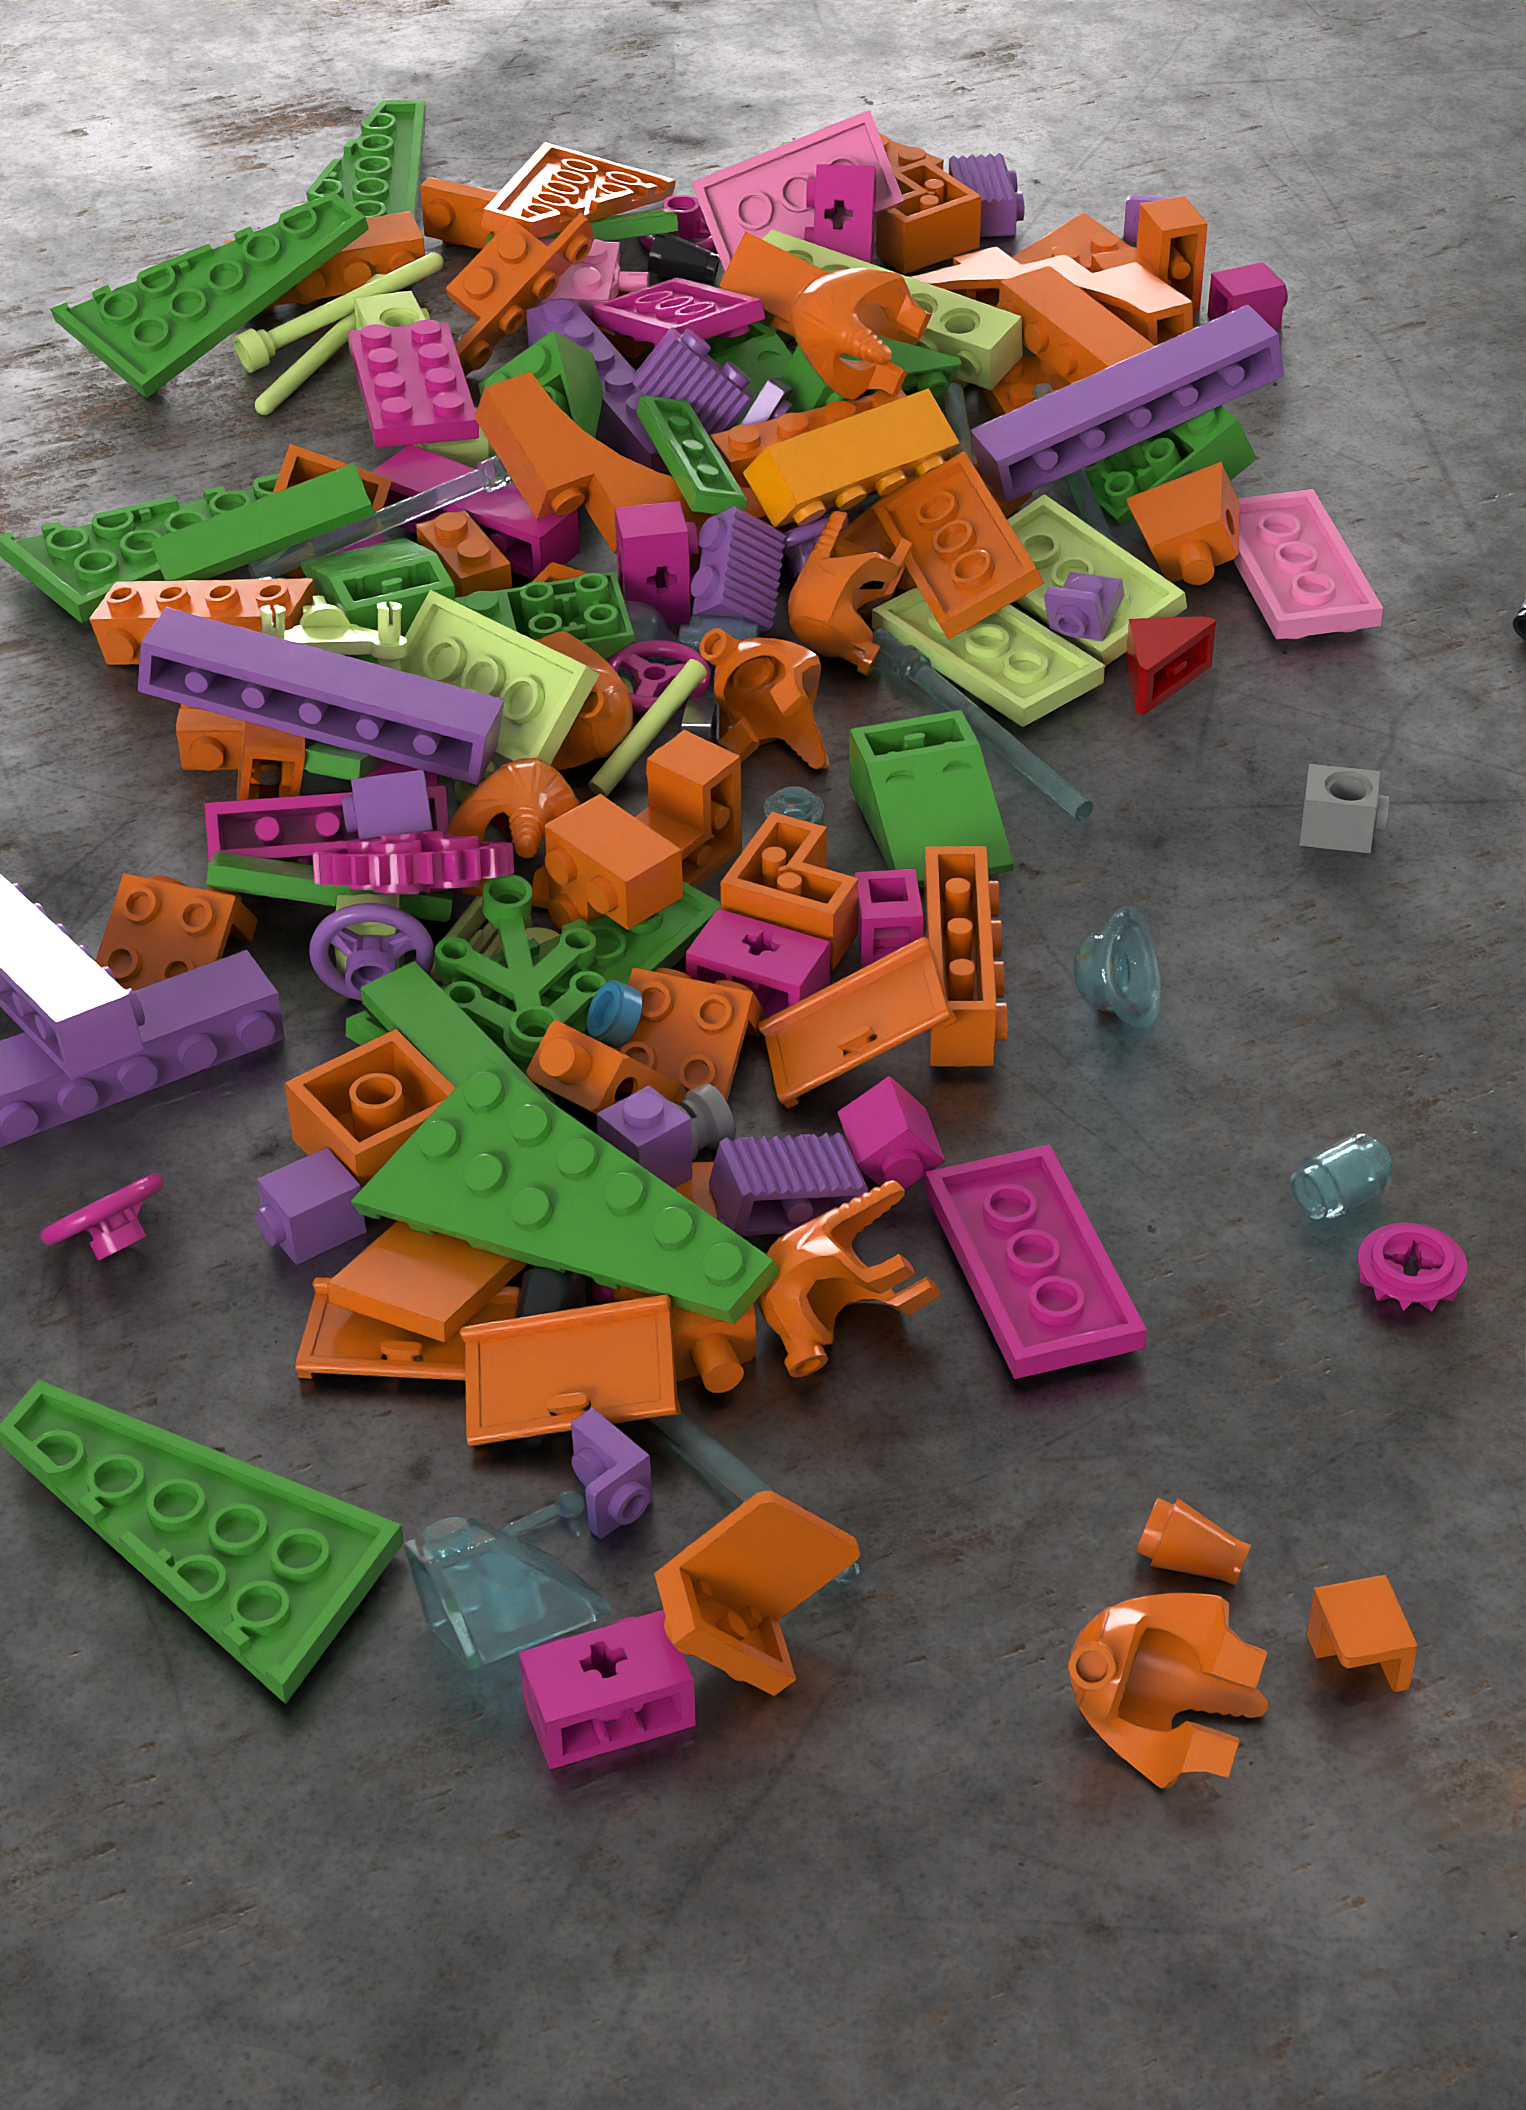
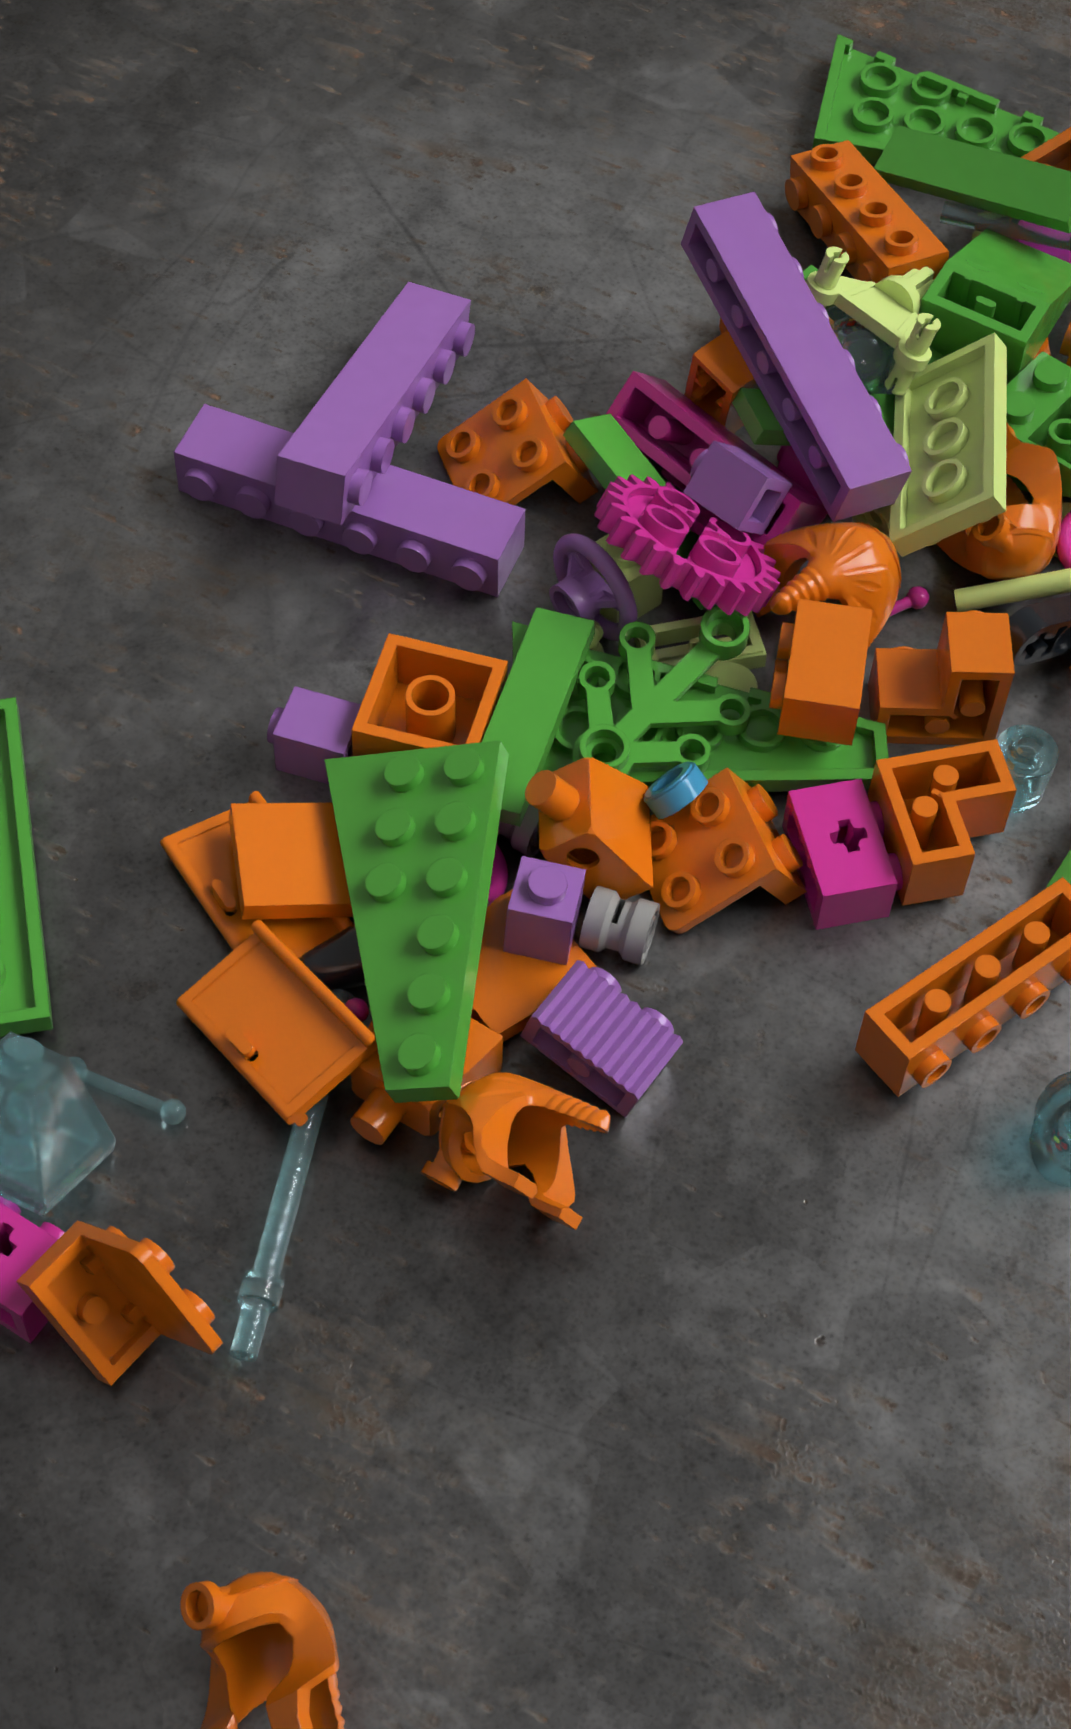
camera: 50 degrees right, 15 degrees up
(109, 1220) = (197, 623): dark pink piece -> none
(613, 1472) = (212, 1120): medium lavender bracket -> none
(855, 1020) = (826, 964): orange door -> none
(887, 912) = (987, 894): dark pink brick -> none
(891, 1135) = (722, 1076): dark pink brick -> none
(1034, 1261) = (685, 1274): dark pink plate -> none
(1190, 1543) = (462, 1596): orange cone -> none
(1342, 1176) = (996, 1461): clear light blue brick -> none
(1388, 1250) = (953, 1555): dark pink gear -> none

